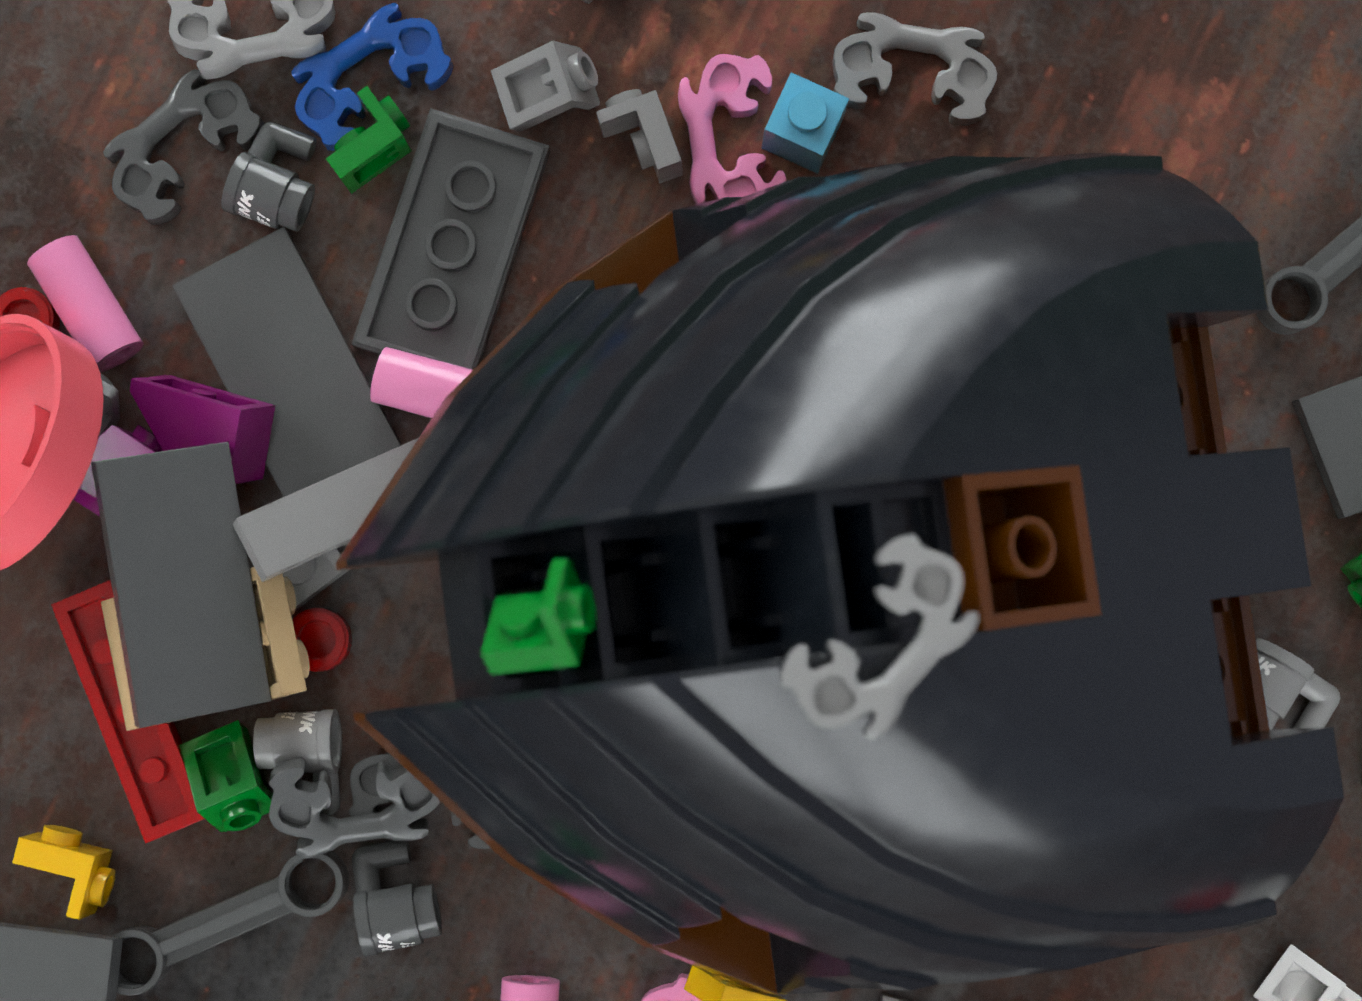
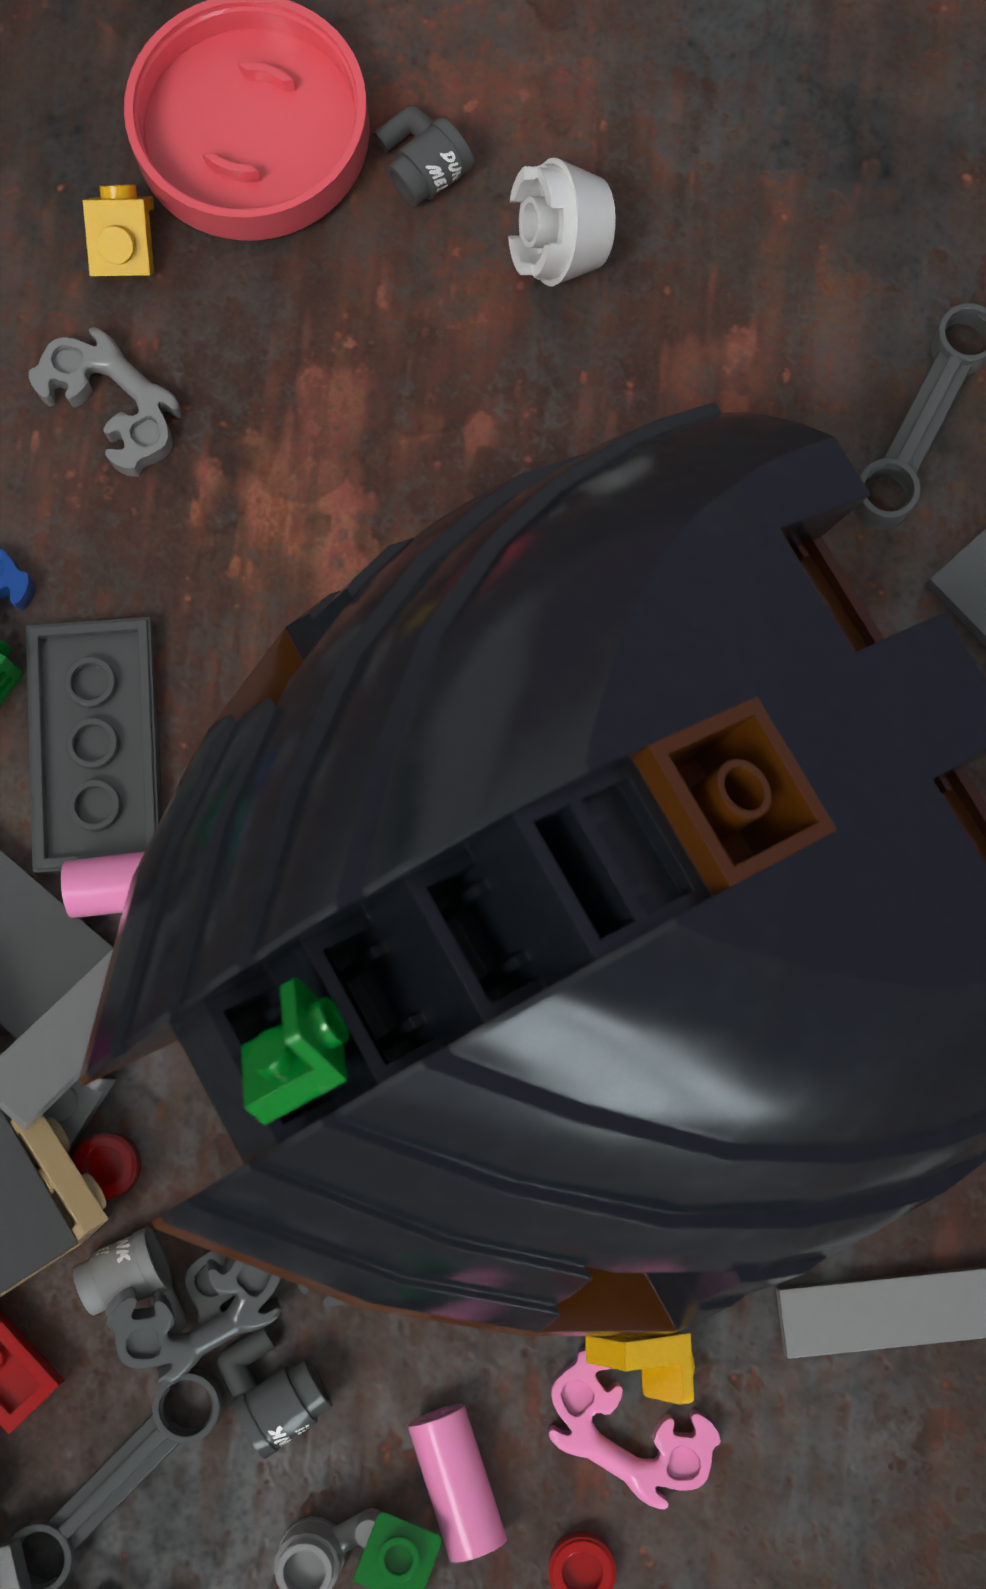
camera: 20 degrees left, 5 degrees down
(225, 778) = (64, 1337): green bracket -> none
(545, 84) = (125, 562): light grey bracket -> none
(654, 139) = (245, 572): light grey bracket -> none
(724, 84) = (292, 499): bright pink helmet -> none
(804, 122) = (377, 503): medium azure brick -> none
(926, 584) = (656, 860): light grey helmet -> none
(967, 80) = (511, 413): light grey helmet -> none

